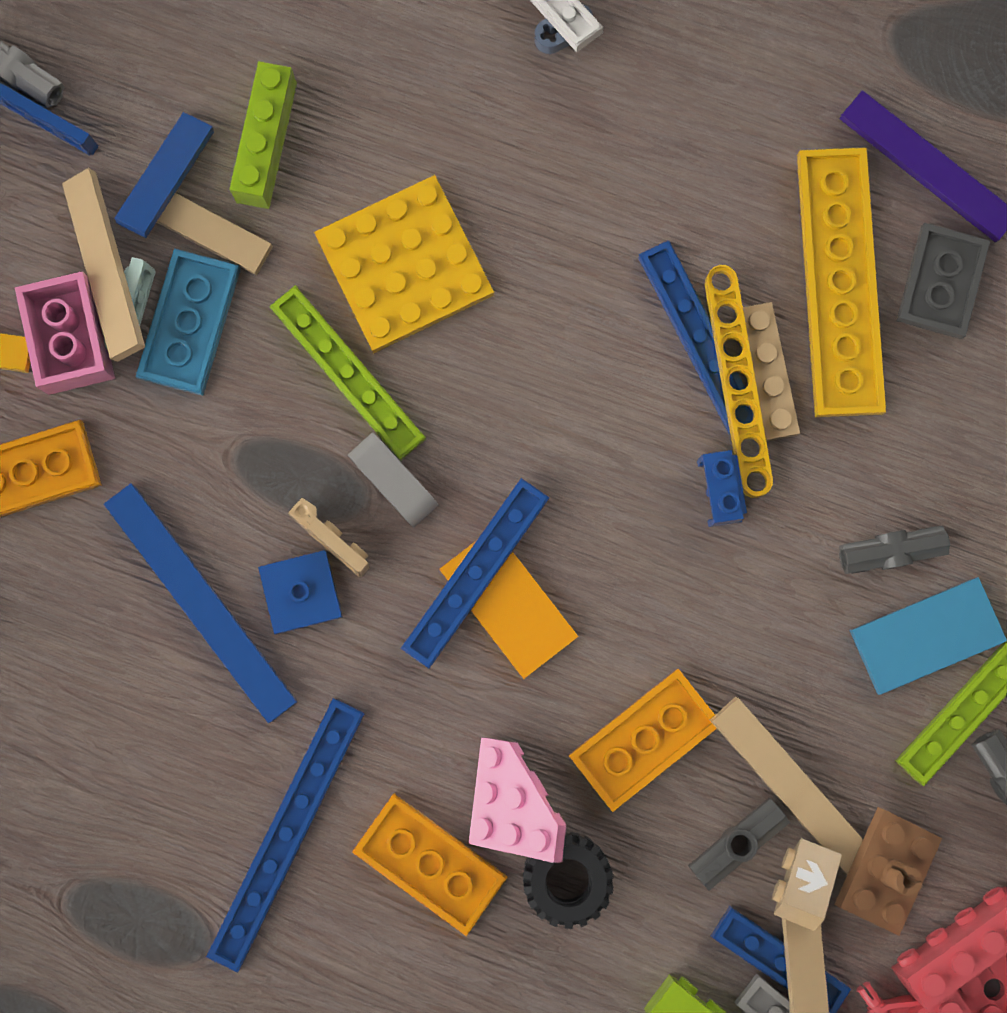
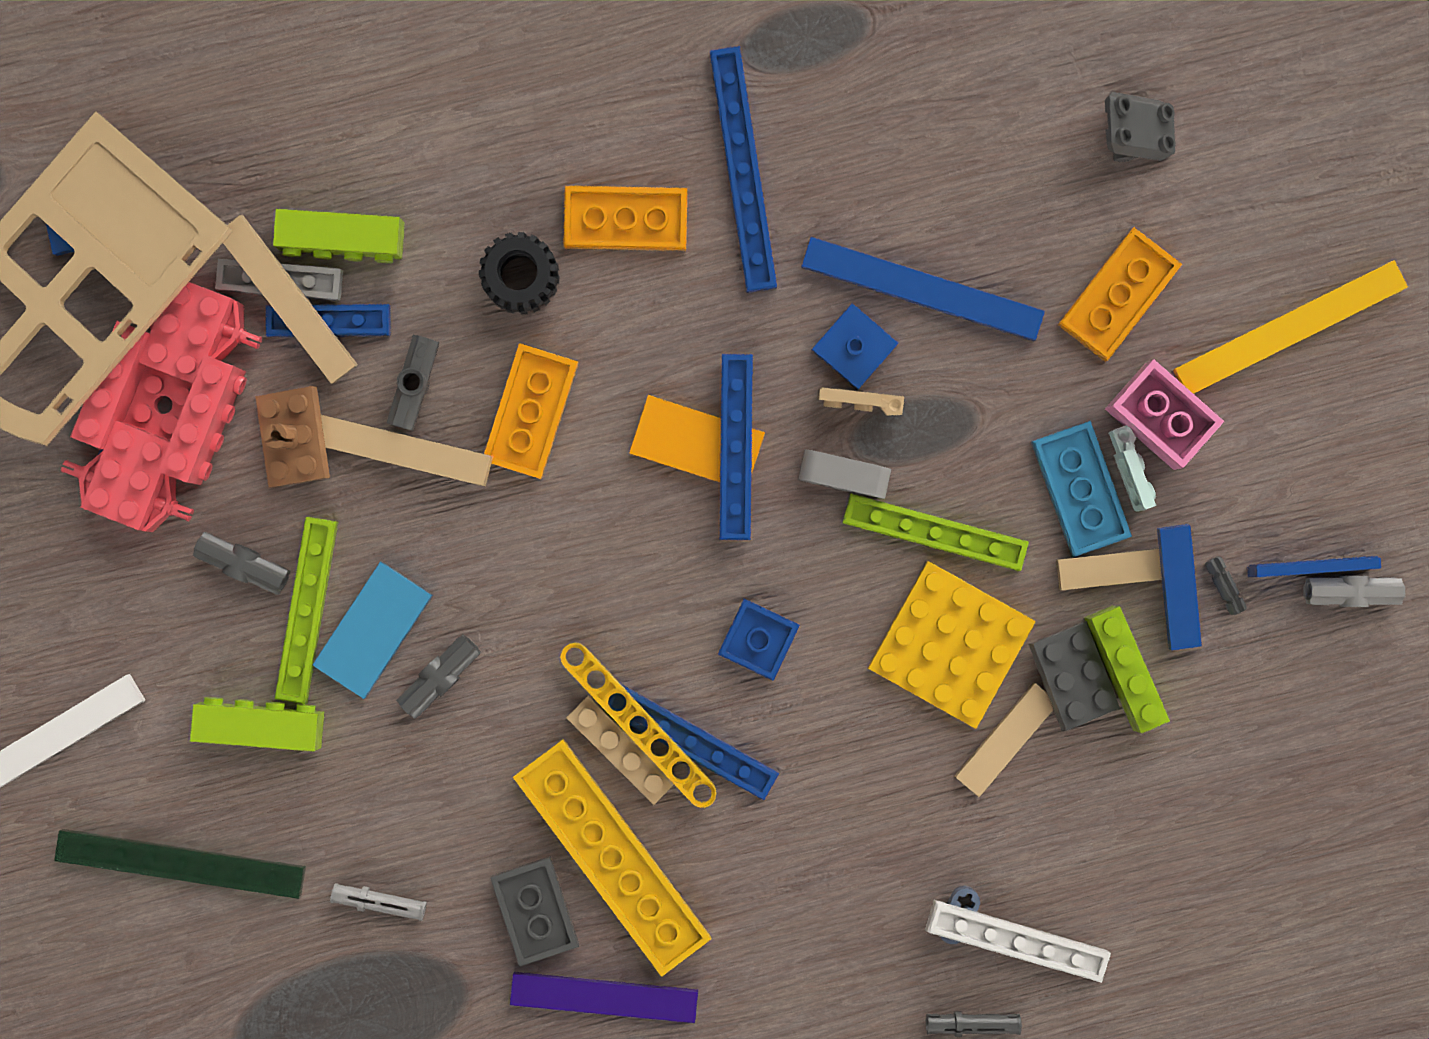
camera: 145 degrees right, 5 degrees up
(103, 265) = (1173, 485): tan tile -> none
(123, 150) = (1225, 585): none -> dark grey axle
(314, 161) = (1074, 676): none -> dark grey plate
(414, 148) = (1005, 740): none -> tan tile
(512, 806) = (594, 296): bright pink plate -> none
(575, 384) = (758, 639): none -> blue plate
(723, 487) = (595, 635): blue window -> none
(807, 884) = (345, 386): tan brick -> none

